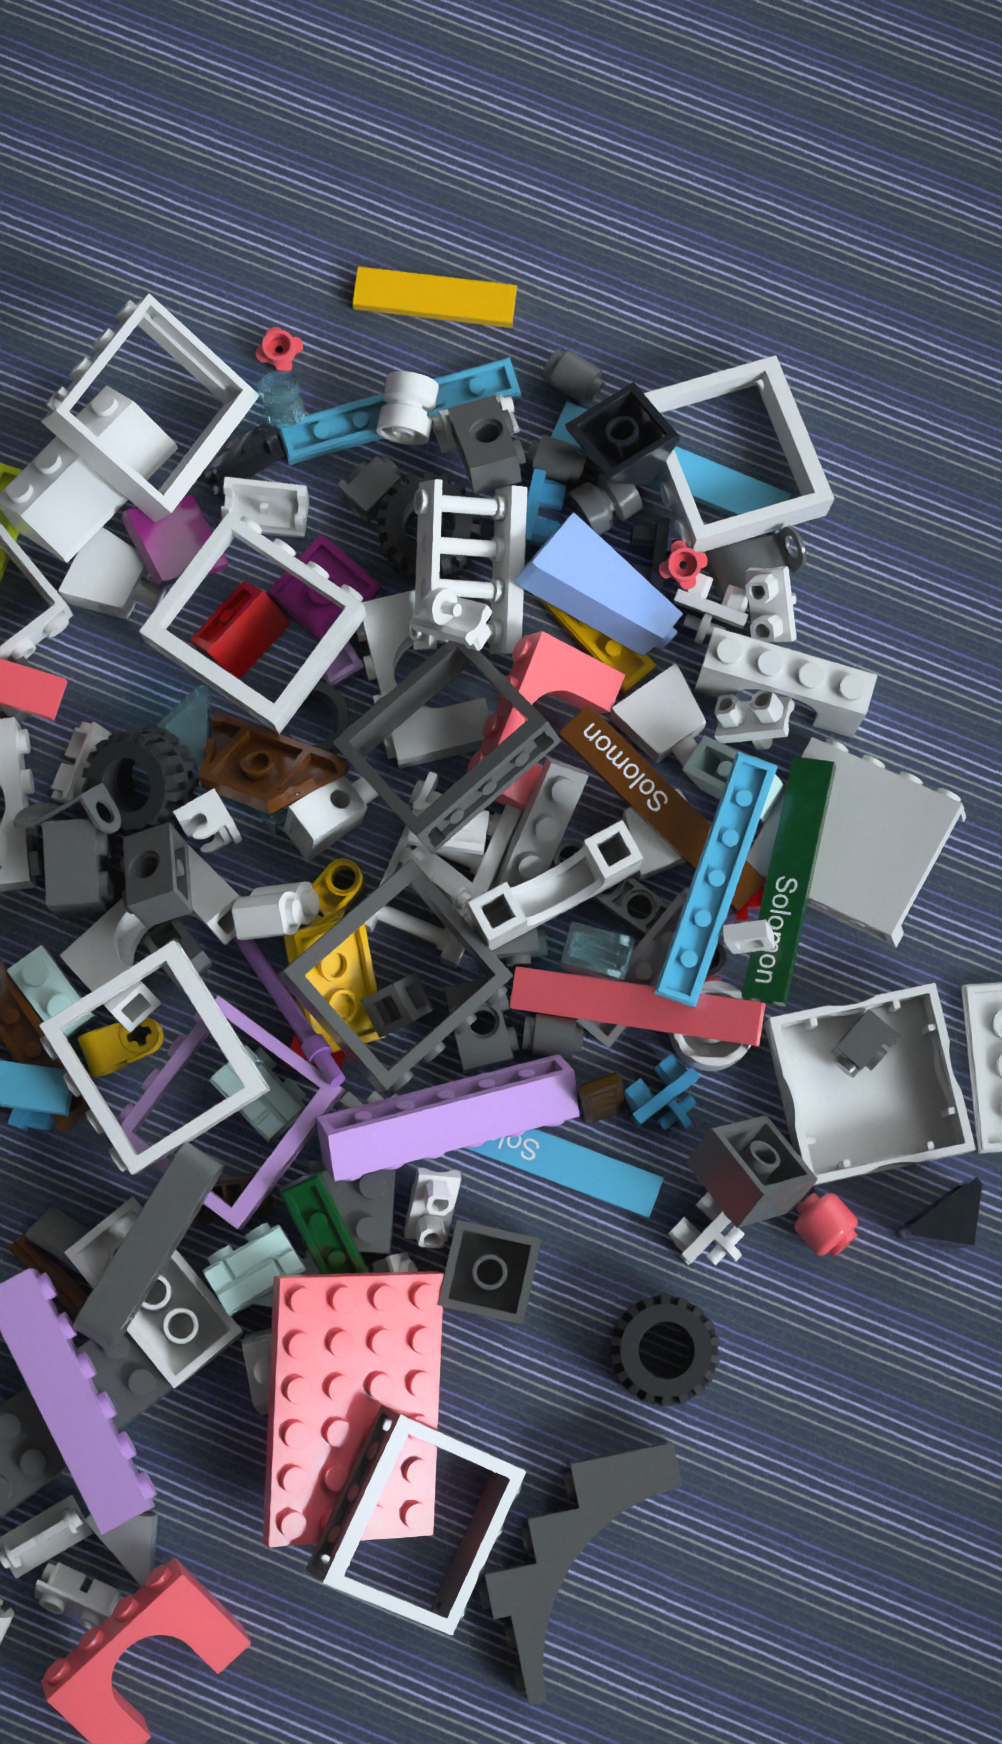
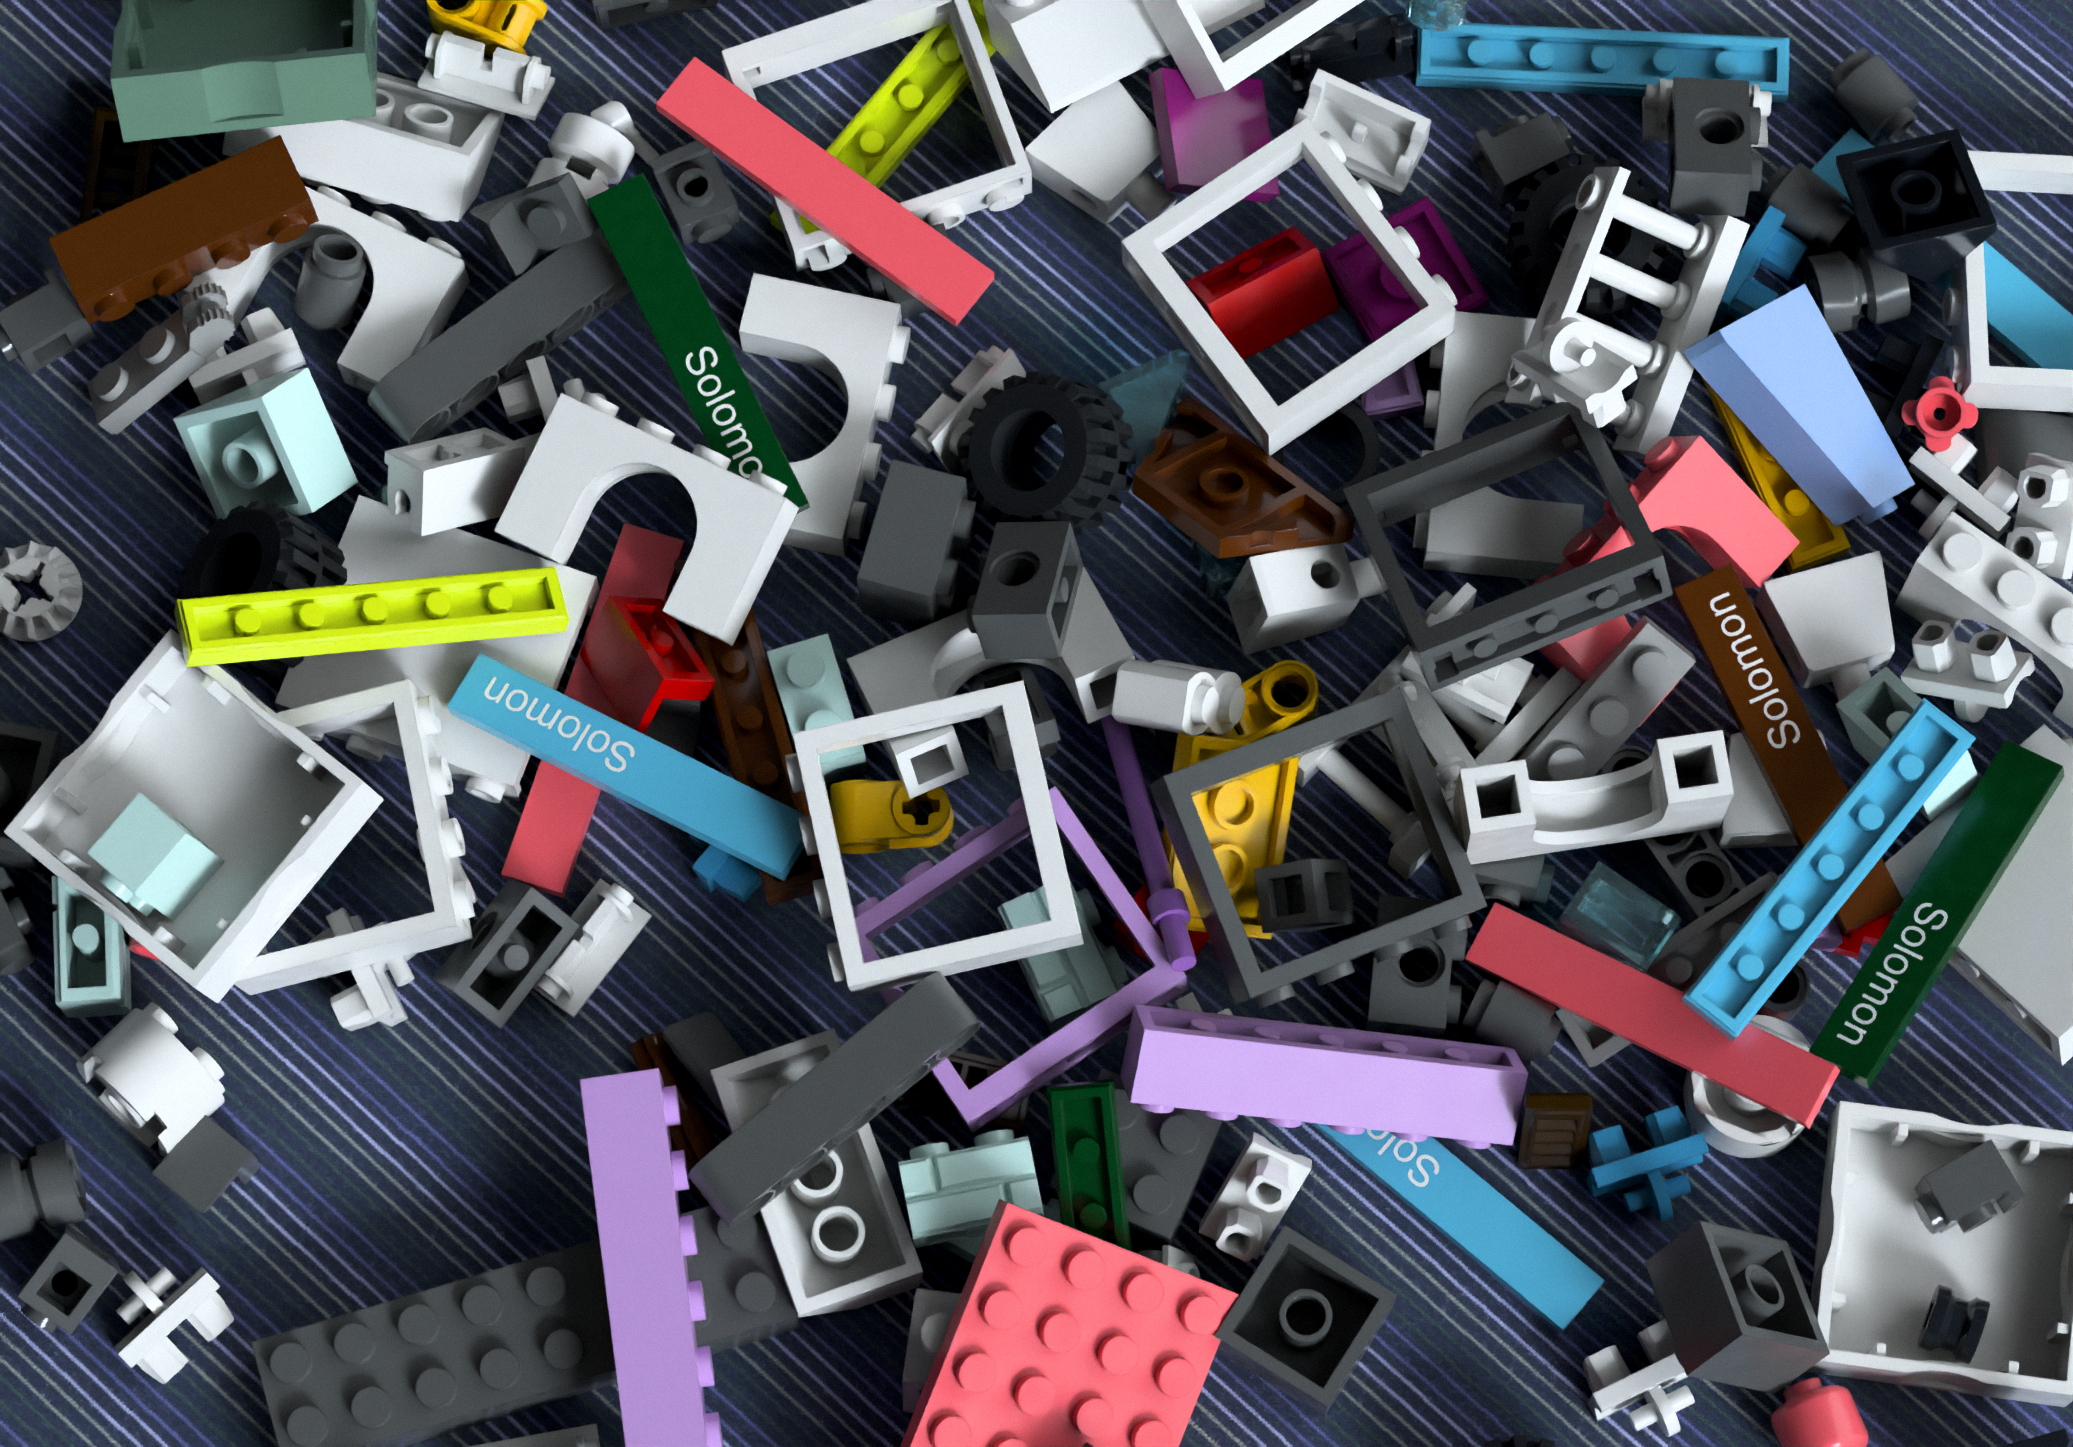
camera: 25 degrees right, 5 degrees down
(42, 811) = (968, 448): dark grey piece -> none
(208, 817) = (1127, 534): white hinge -> none
(408, 401) = (1618, 51): white wheel -> none
(749, 936) = (1849, 967): white tile -> none
(884, 1129) = (1953, 1324): none -> black wheel

